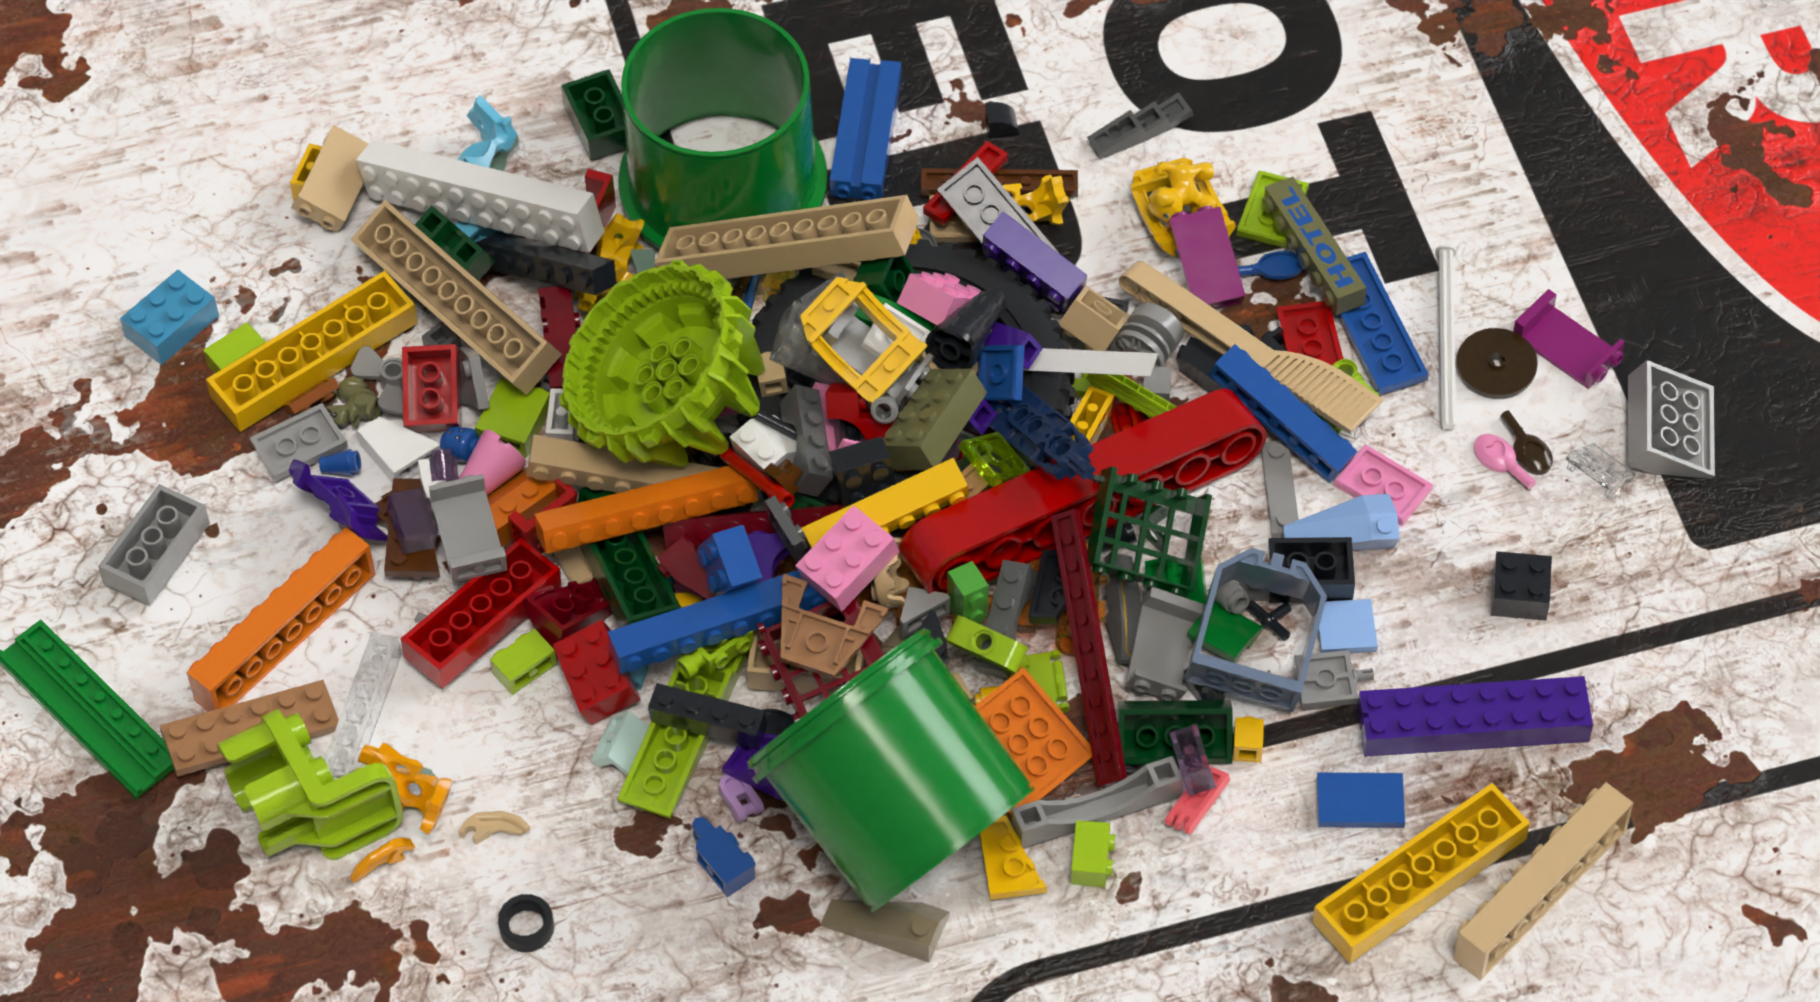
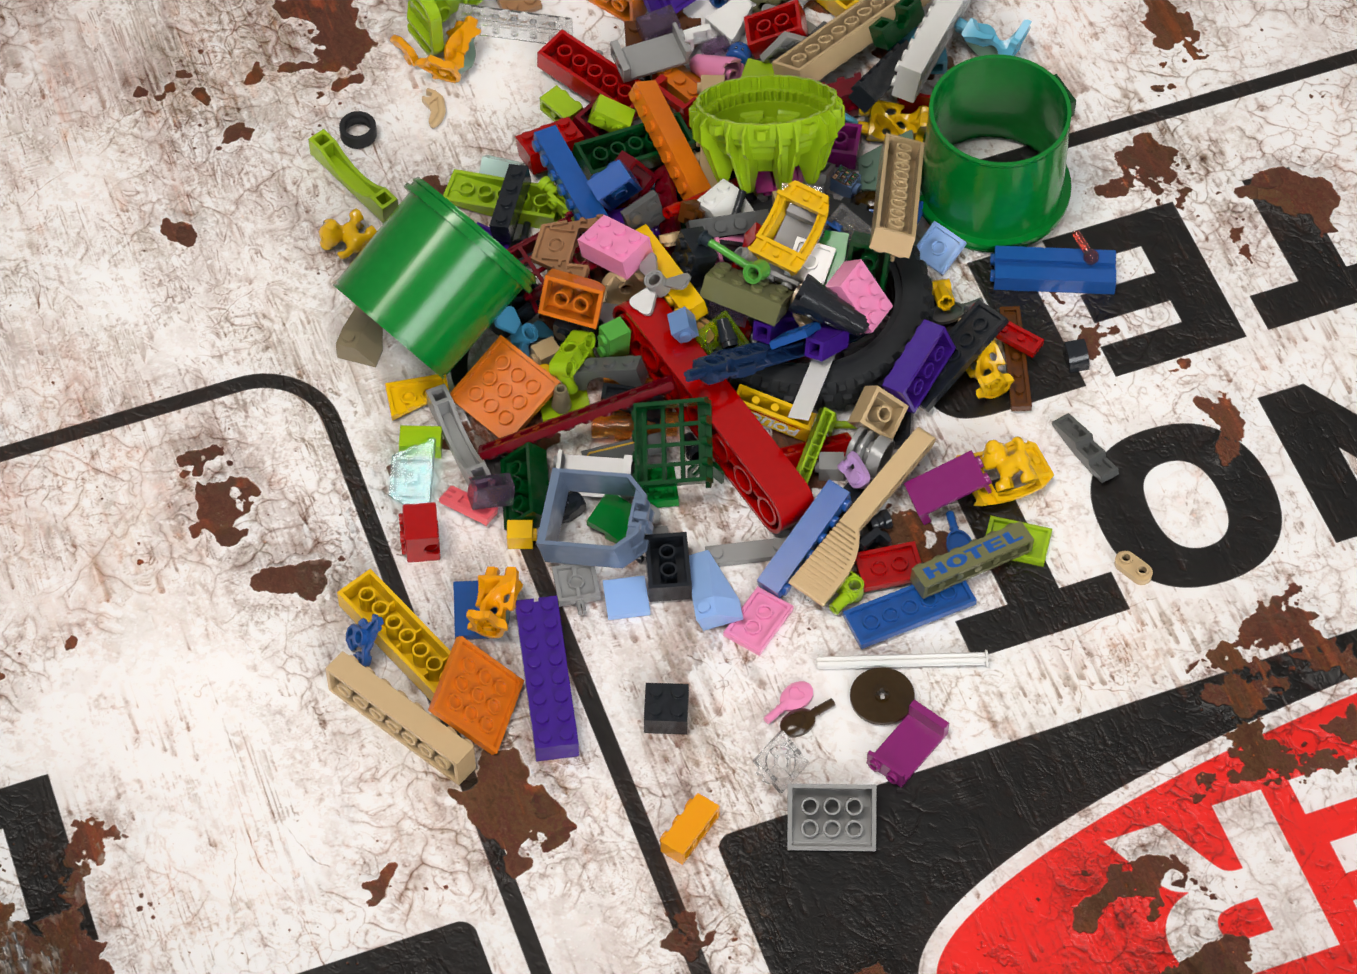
camera: 85 degrees right, 0 degrees up
(571, 583) = (610, 114): none -> lime brick
(579, 953) = (330, 155): none -> lime arch
(721, 951) = (333, 233): none -> yellow animal
(822, 500) = (669, 239): none -> tan plate
(858, 82) = (1090, 255): none -> clear red bar
(892, 516) = (656, 285): none -> light grey piece
(912, 391) = (749, 267): none -> bright green piece
(915, 605) = (572, 298): none -> orange brick
(988, 487) = (683, 325): none -> medium blue brick
(1000, 444) = (726, 335): none -> black cone
(1041, 674) = (561, 400): none -> dark tan cone
(1150, 860) = (413, 474): none -> clear light blue wing
(1194, 347) = (859, 476): none -> lavender plate
(1250, 849) = (419, 532): none -> red piece
(1319, 94) = (1132, 567): none -> tan plate
(1348, 756) = (494, 592): none -> light orange hips
(1422, 917) = (363, 636): none -> blue animal
(1518, 784) = (476, 695): none -> orange plate
(1693, 571) = (689, 828): none -> light orange brick

